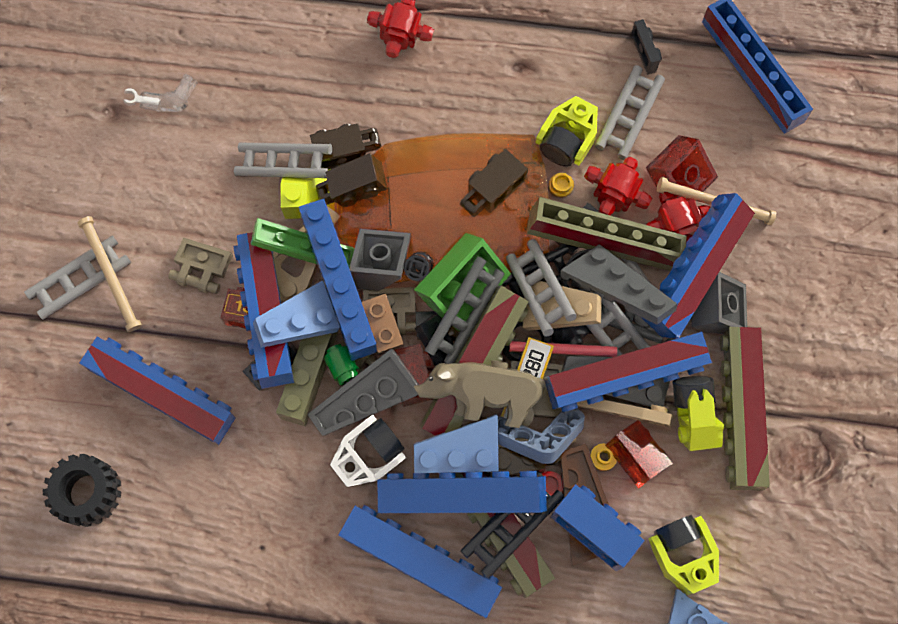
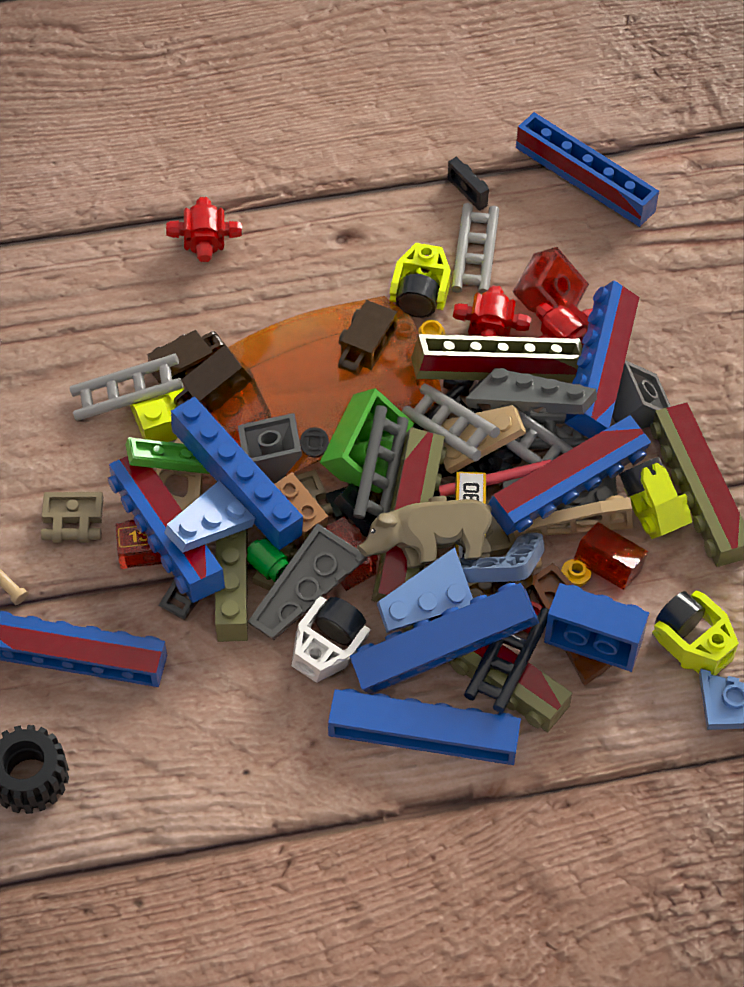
camera: 20 degrees left, 15 degrees down
(663, 185) = (587, 302): tan bar -> none

